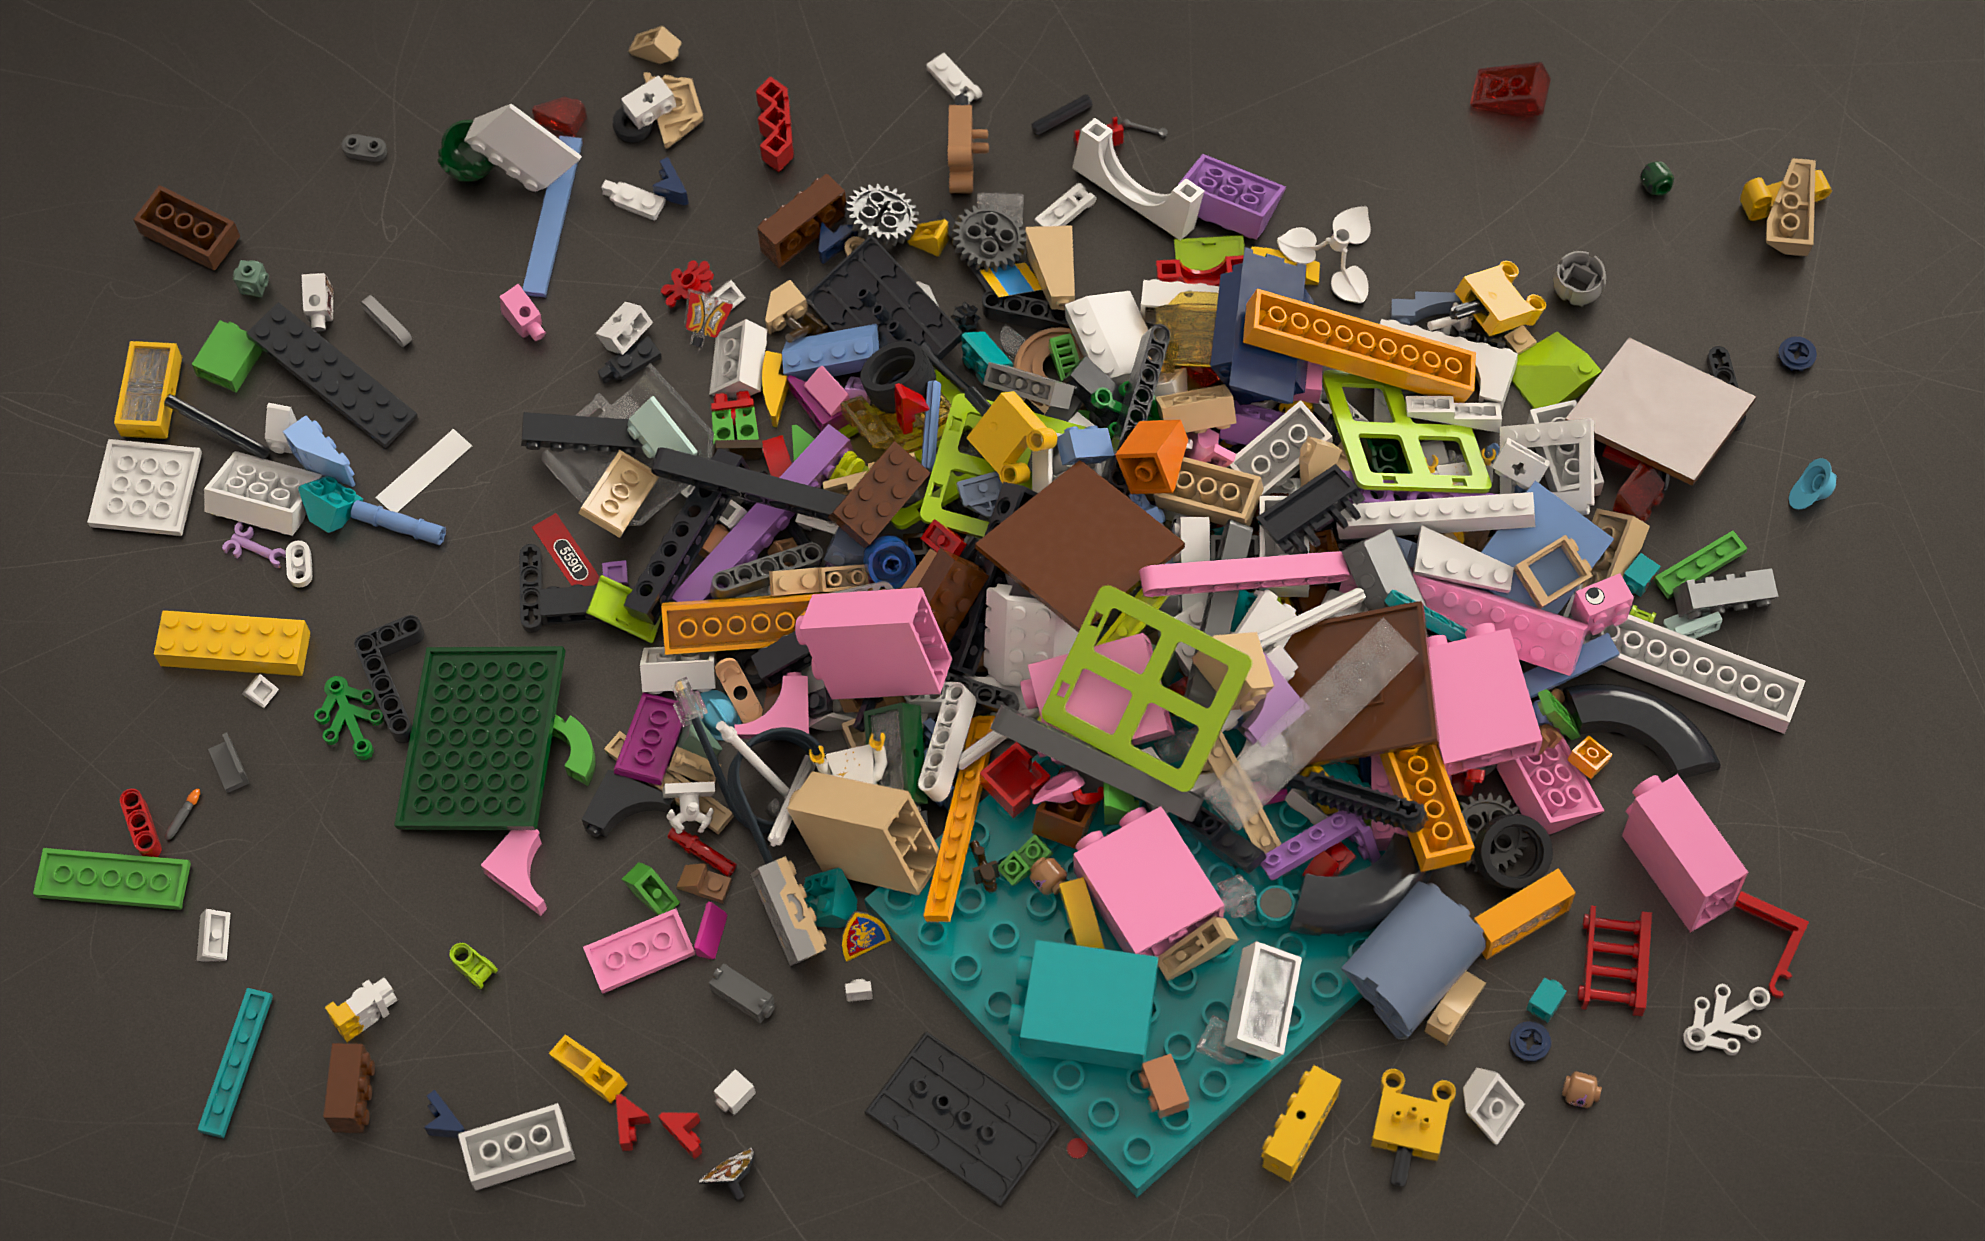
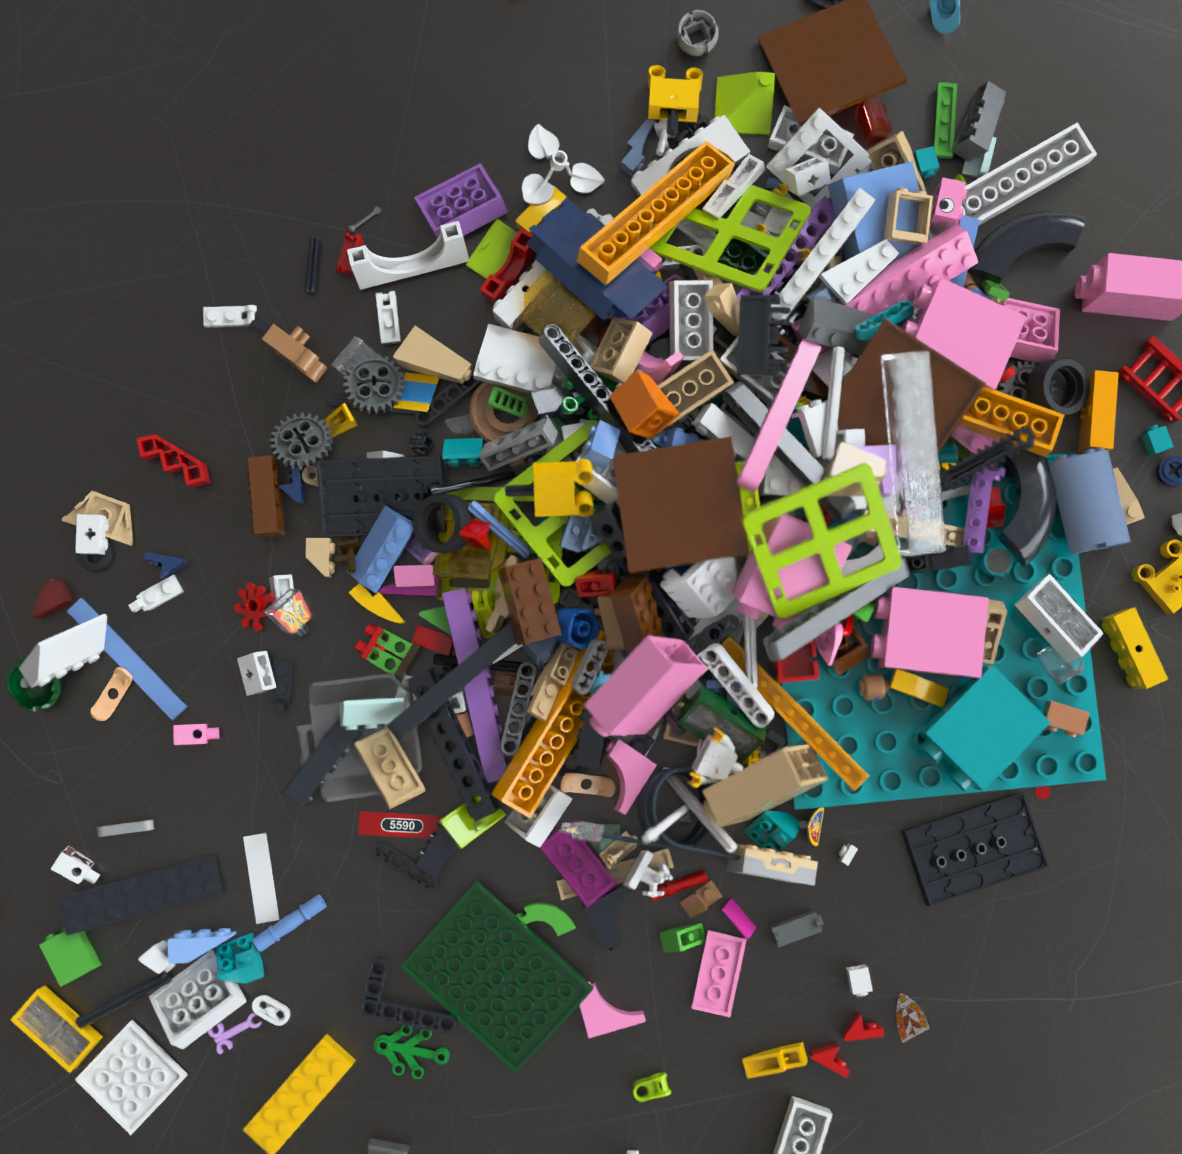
camera: 55 degrees left, 20 degrees up
(251, 278) = (25, 899): sand green brick -> none
(260, 691) = (347, 1096): white slope -> none
(493, 227) = (105, 706): none -> light nougat piece
(616, 571) = (438, 805): medium lavender plate -> none
(656, 45) = (45, 496): tan slope -> none
(719, 709) = (588, 808): medium azure piece -> none
(738, 359) = (339, 614): white slope -> none
(985, 872) = (841, 724): dark brown arm -> none
(1018, 863) = (850, 693): bright green slope -> none
(1237, 896) = (975, 581): clear brick -> none
(1519, 340) = (707, 105): tan plate -> none
(1589, 757) = (1023, 290): light orange piece -> none

